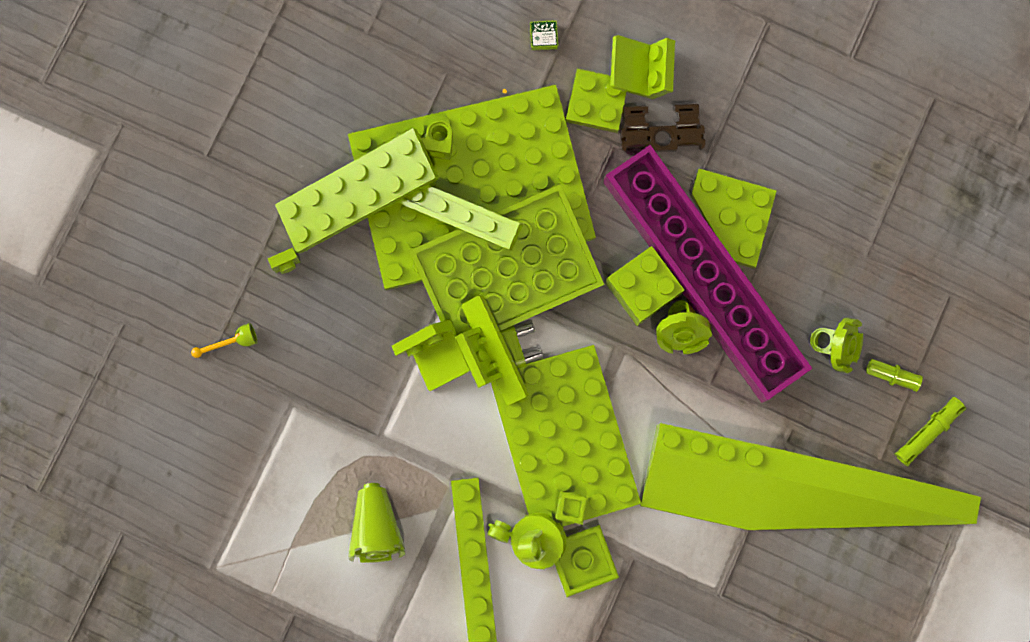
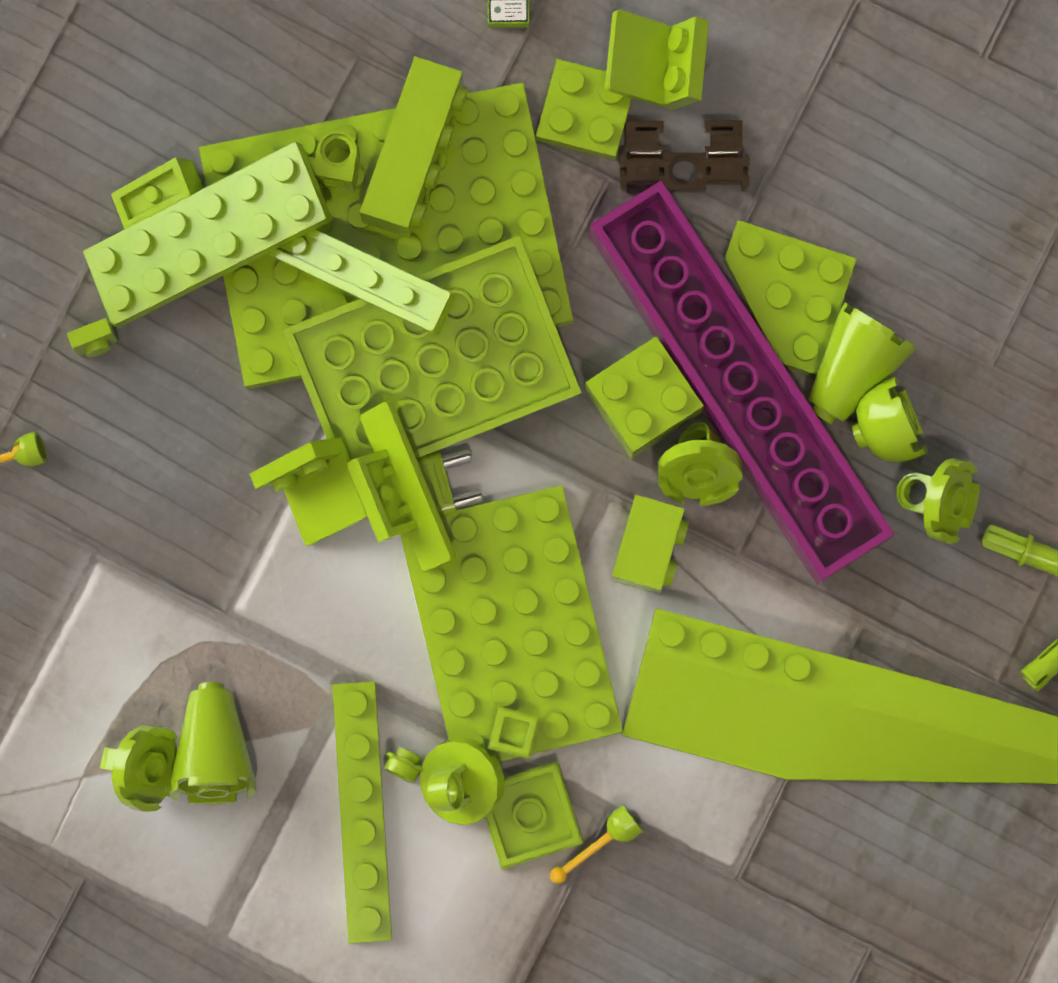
camera: 10 degrees right, 0 degrees up
(321, 163) = (156, 190): none -> lime plate
(330, 540) = (142, 766): none -> lime tile
(488, 129) = (413, 146): none -> lime brick
(642, 565) = (620, 827): none -> hinge
(652, 381) = (648, 545): none -> lime brick
(780, 258) = (854, 362): none -> lime cone
(803, 297) = (888, 424): none -> lime cylinder

